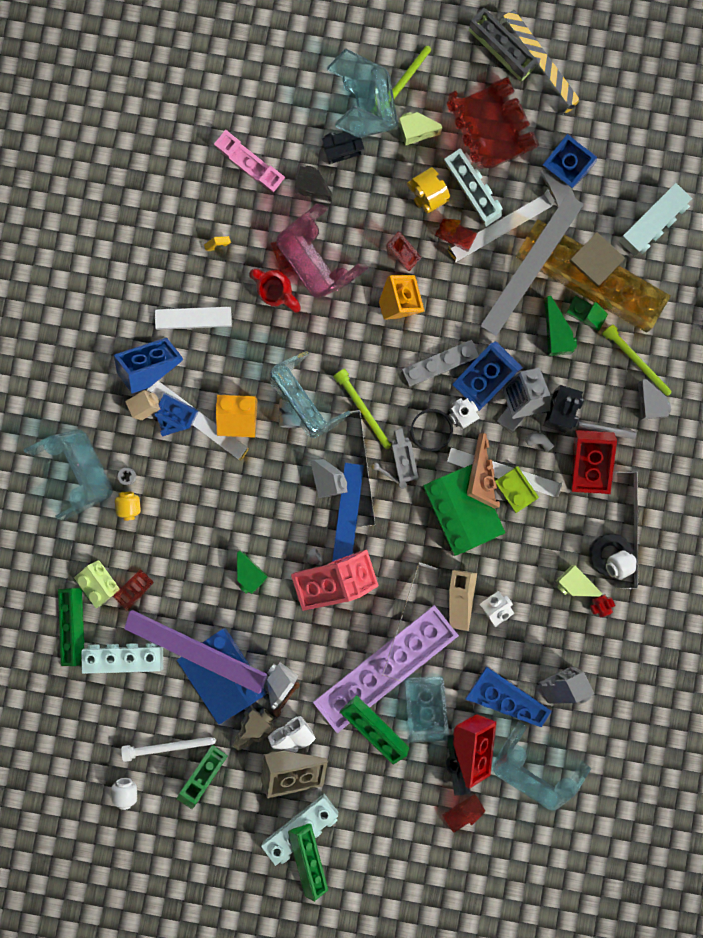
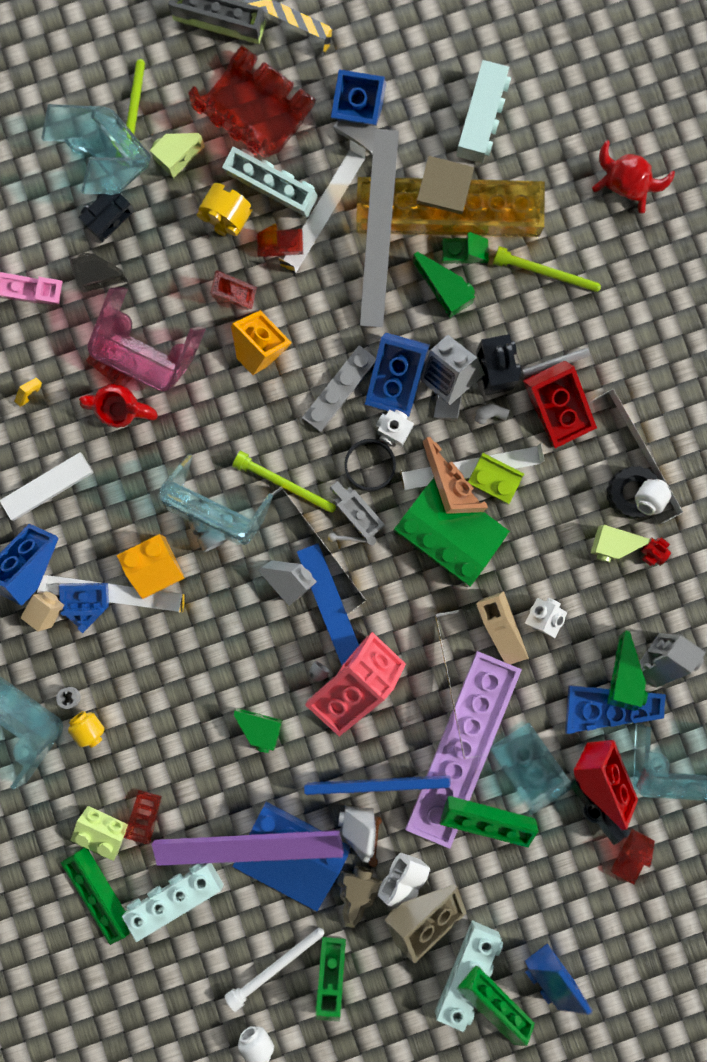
camera: 30 degrees left, 0 degrees up
(311, 659) = (376, 785): none -> blue tile
(359, 867) = (556, 982): none -> blue slope
(530, 685) = (627, 680): none -> green slope
(652, 401) = (586, 305): light grey slope -> none

